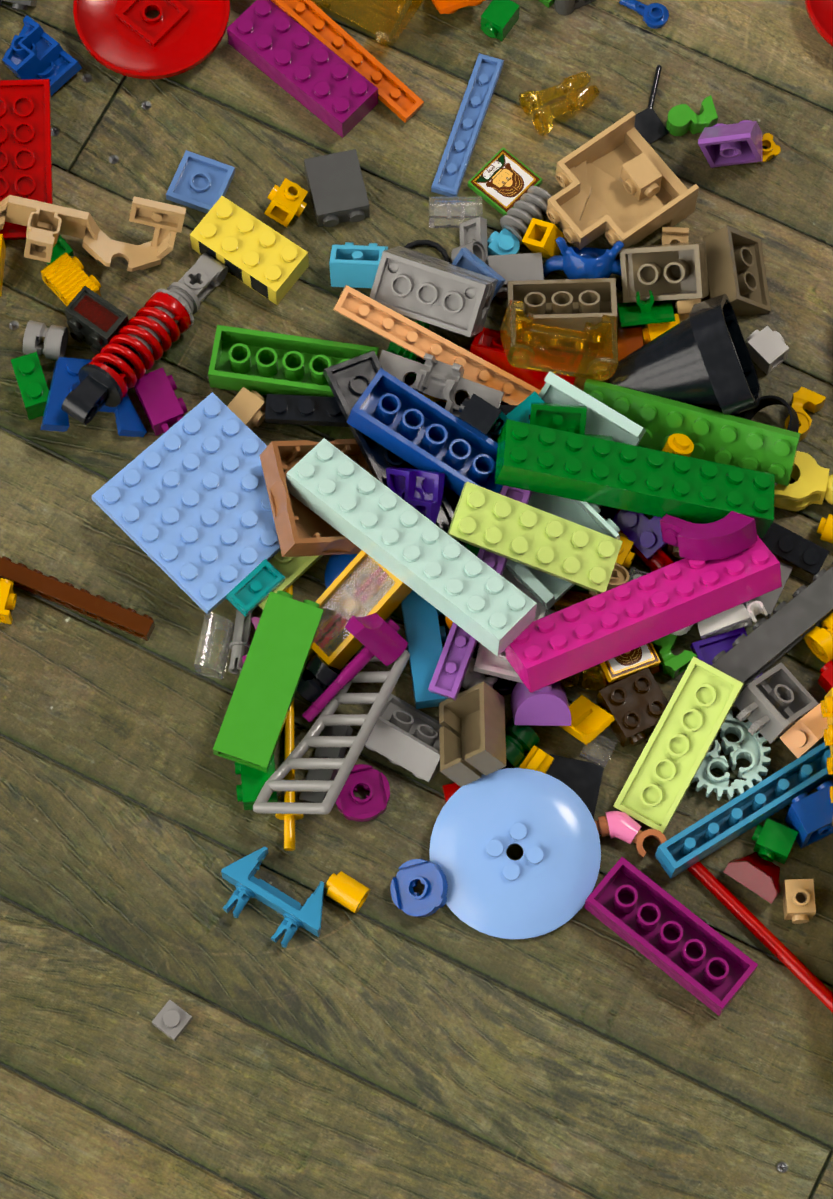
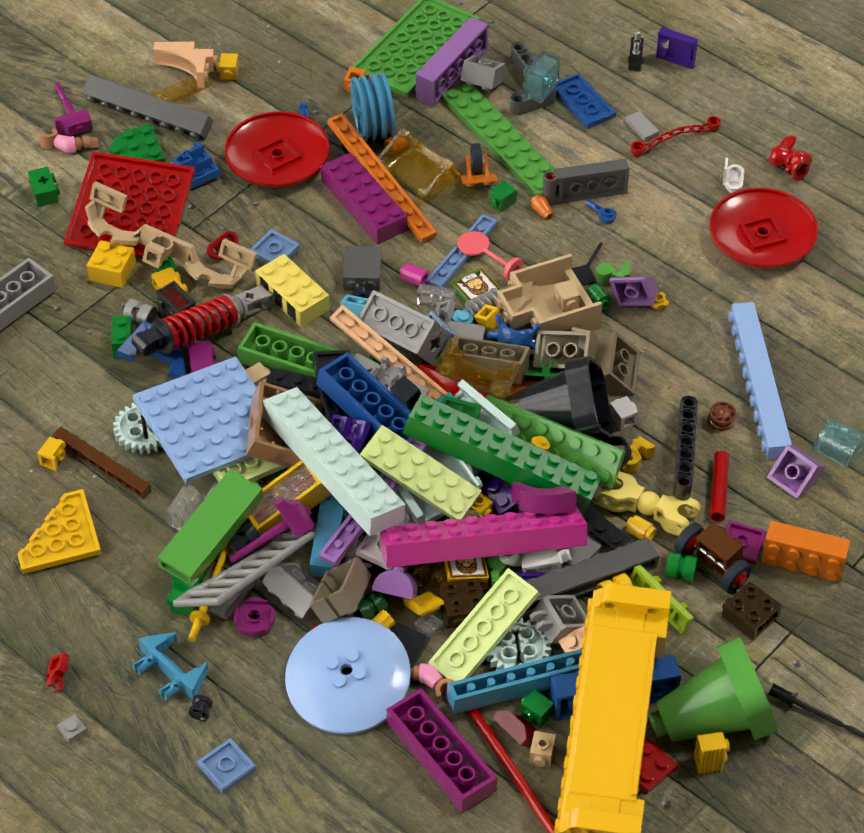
camera: 15 degrees right, 20 degrees down
(59, 729) = (63, 537): none -> yellow plate
(89, 538) = (129, 431): none -> light aqua gear
(122, 194) = (216, 243): none -> red plate
(122, 937) = (57, 666): none -> red plate
(255, 587) = (215, 474): teal plate -> none
(286, 202) = (325, 268): yellow brick -> none
(334, 949) = (200, 707): none -> black wheel
(347, 229) = (361, 289): none -> black wheel
(347, 891) = (222, 674): yellow brick -> none
(394, 1023) = (226, 765): none -> medium blue tile
(406, 879) = (277, 690): plate -> none
(413, 183) = (414, 274): none -> dark pink brick
(485, 110) = (477, 243): none -> coral piece
(543, 116) = (539, 244): clear yellow piece -> none
(560, 22) = (541, 206): none -> orange cone
(682, 162) = (597, 294): none -> green brick

